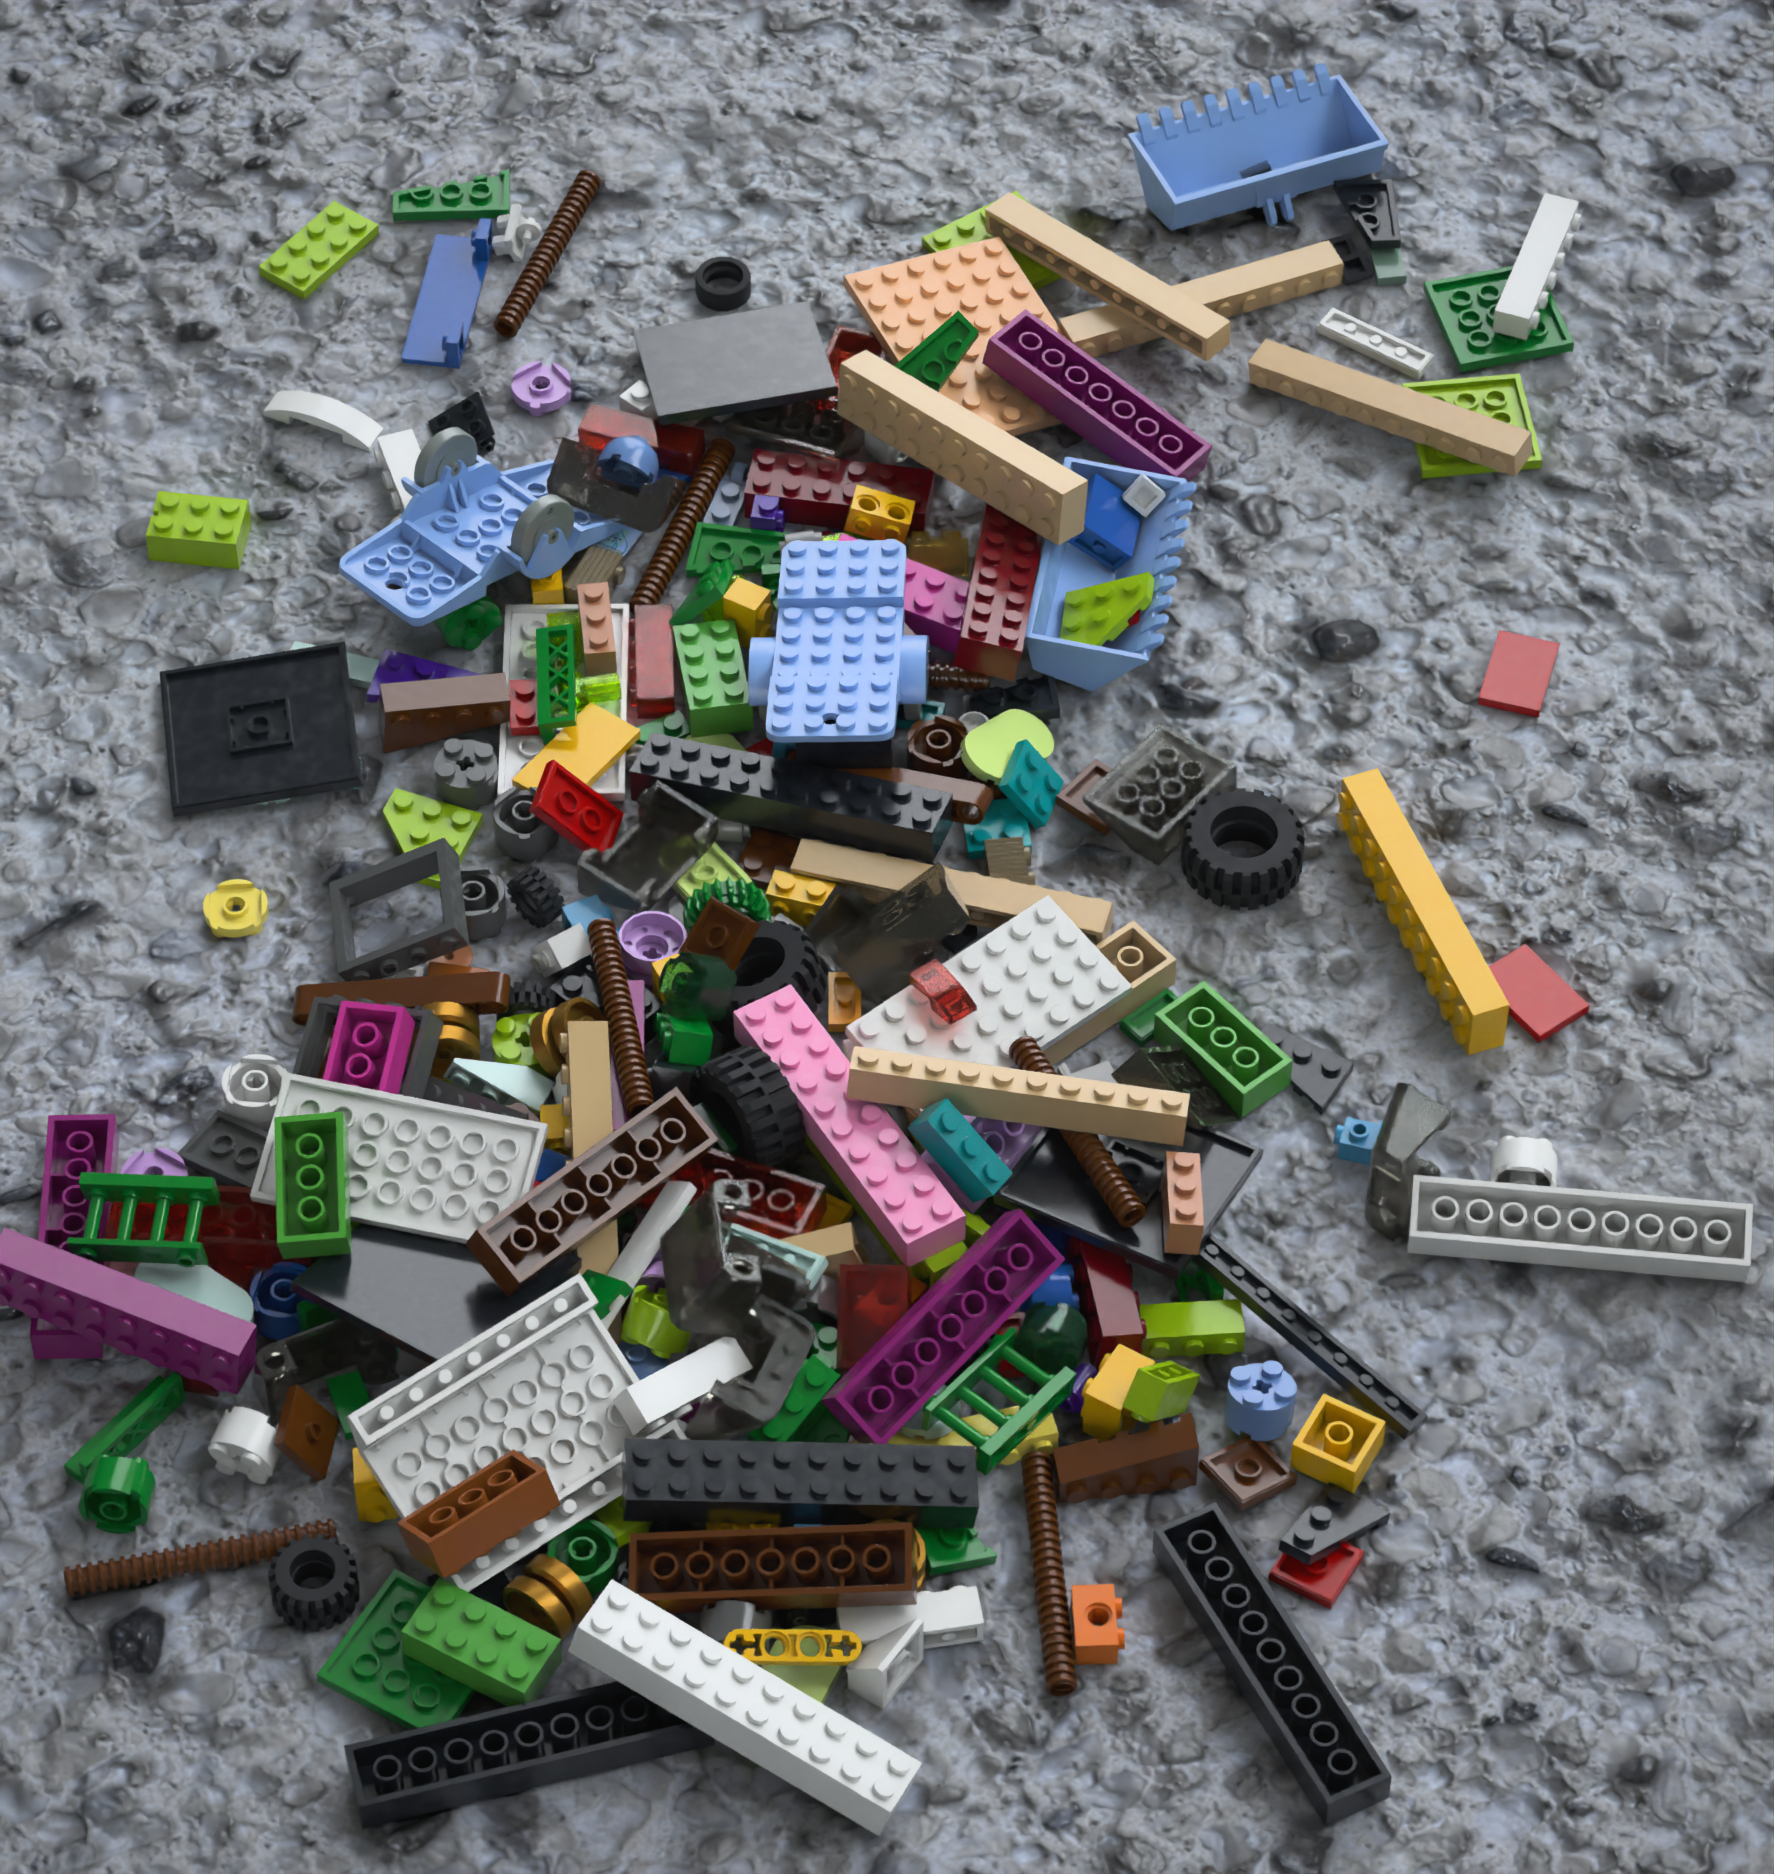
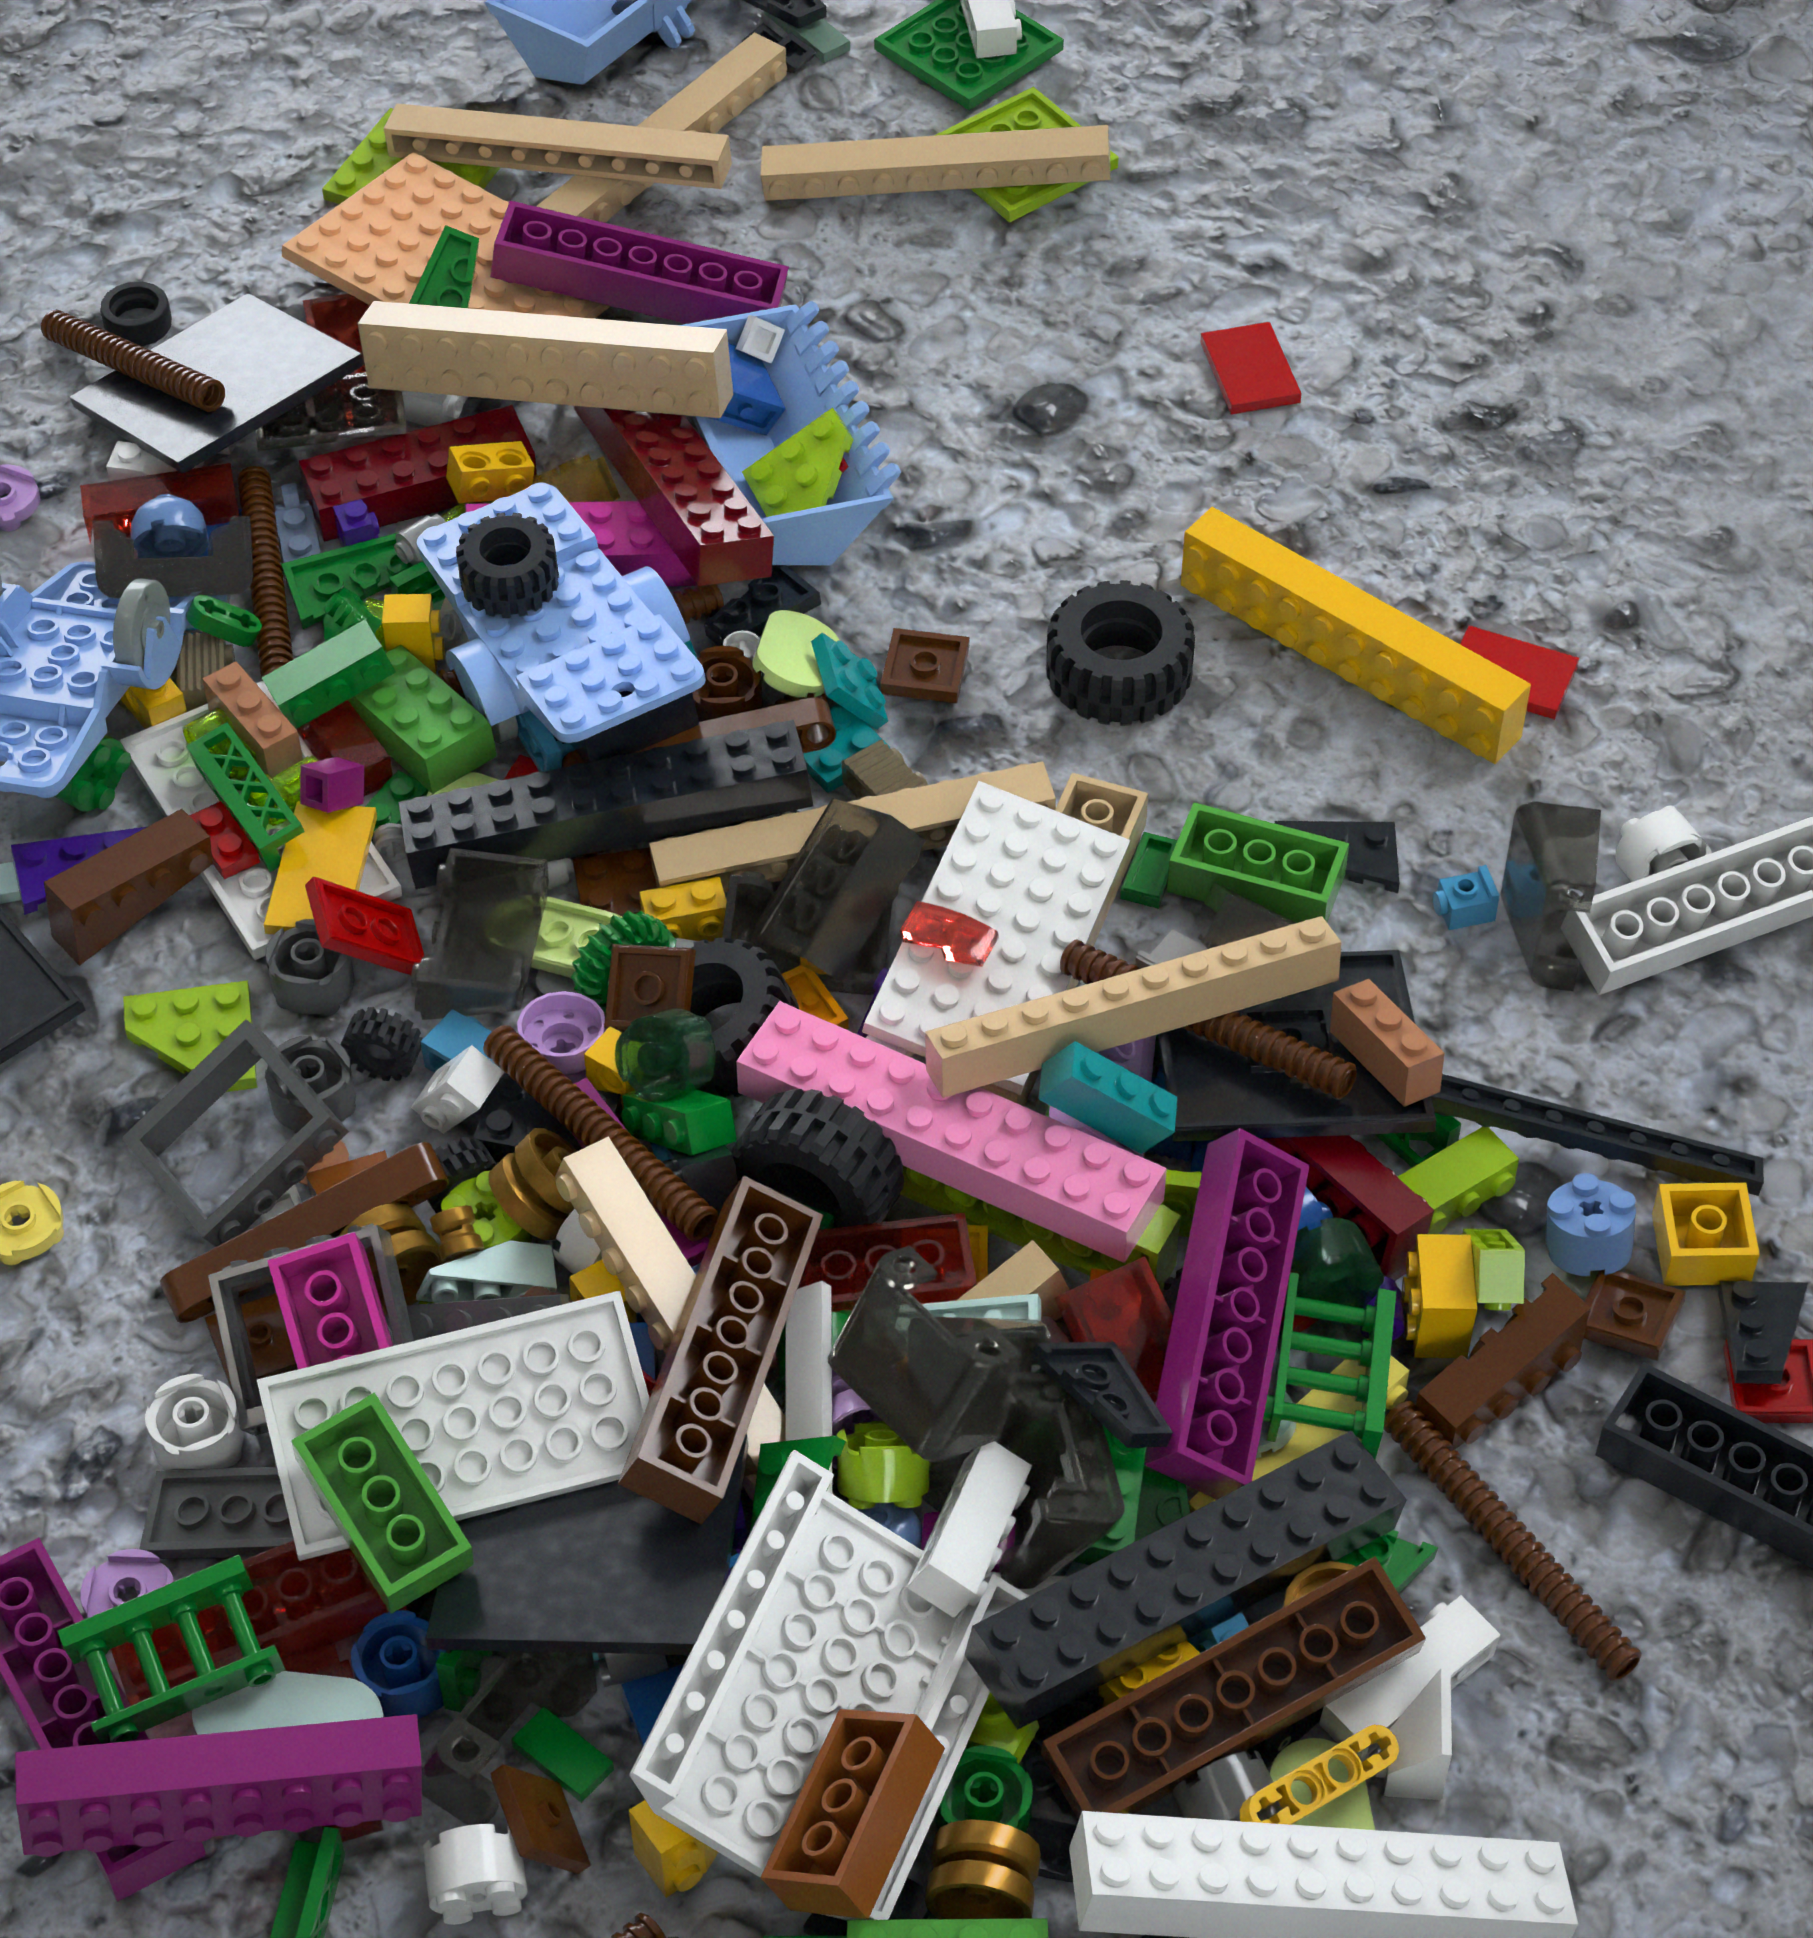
camera: 30 degrees left, 0 degrees up
(466, 773) = (201, 942): dark grey brick -> none
(490, 1043) = (456, 1233): none -> pearl gold wheel
(617, 700) = (331, 784): none -> magenta brick
(625, 547) = (223, 620): none -> green beam
(663, 619) = (329, 674): none -> brick
(686, 321) = (133, 360): none -> reddish brown piece
(818, 611) = (511, 587): none -> black tyre
(820, 1336) = (1107, 1389): none -> black wing
(1092, 1642) = (1602, 1545): orange brick -> none
(1156, 789) = (991, 631): clear smoke slope -> none
(1375, 343) = (864, 115): white tile -> none

